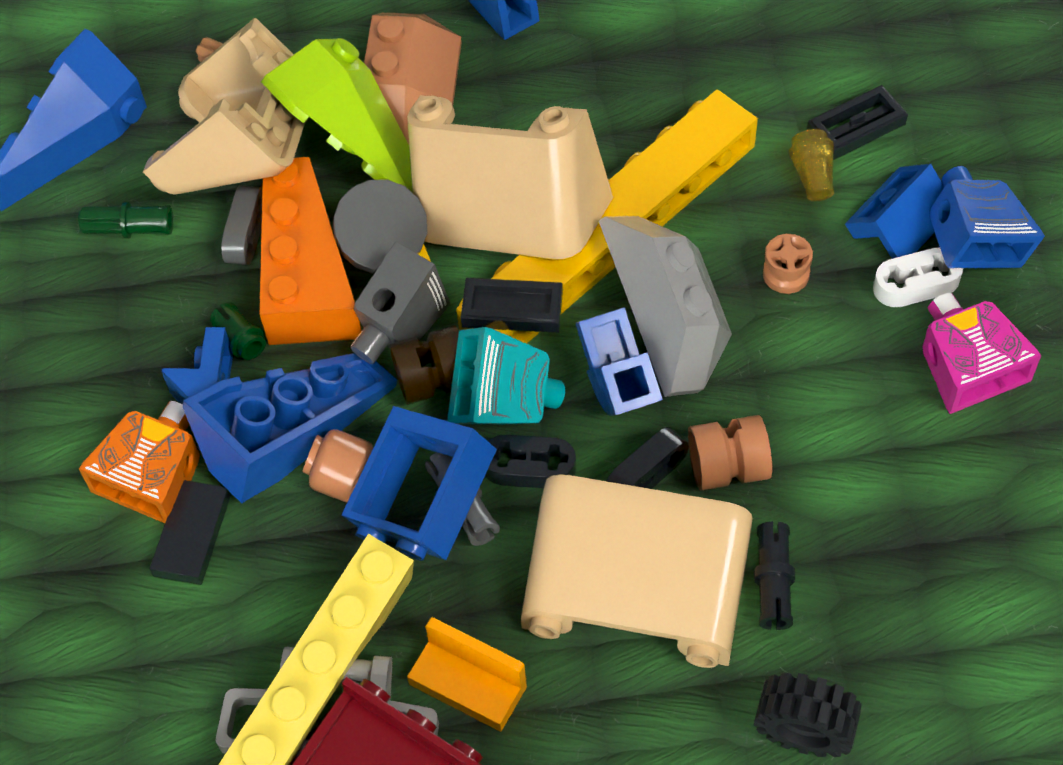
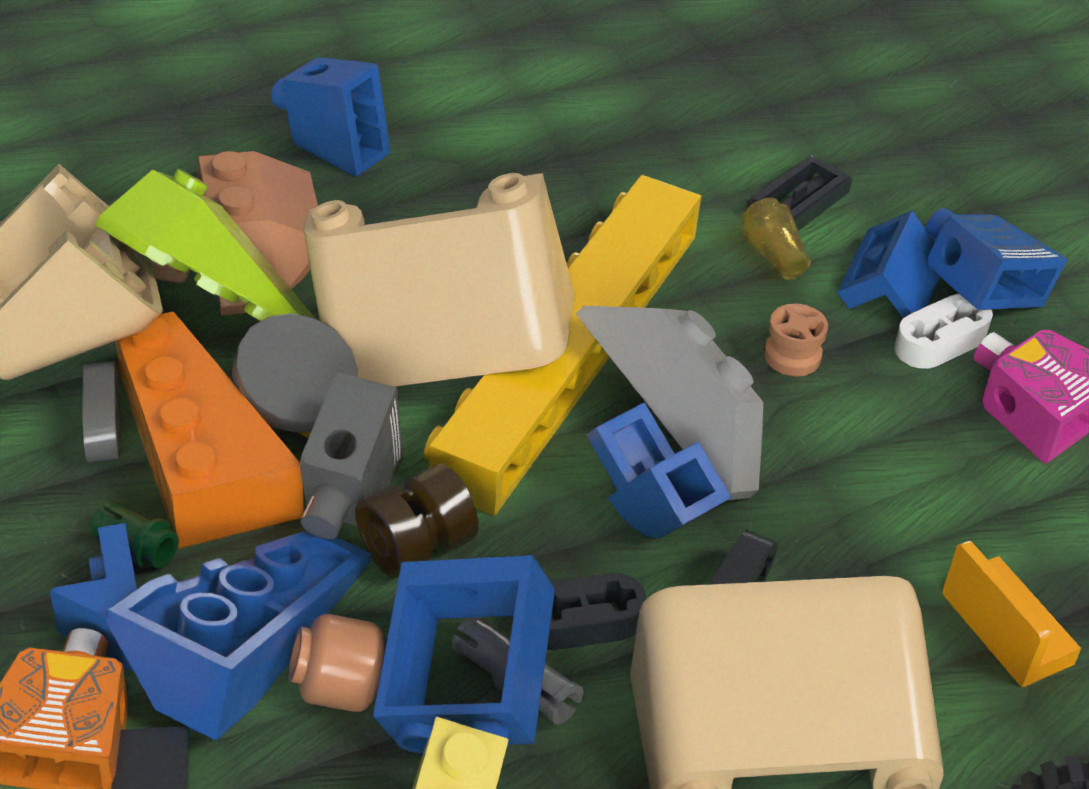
camera: 25 degrees left, 15 degrees down
(500, 380) = (521, 506): teal torso -> none
(512, 305) = (502, 426): black tile -> none
(730, 452) = (835, 540): nougat wheel -> none
(774, 576) = (953, 684): black pin -> none
(847, 541) = (1007, 616): none -> light orange panel

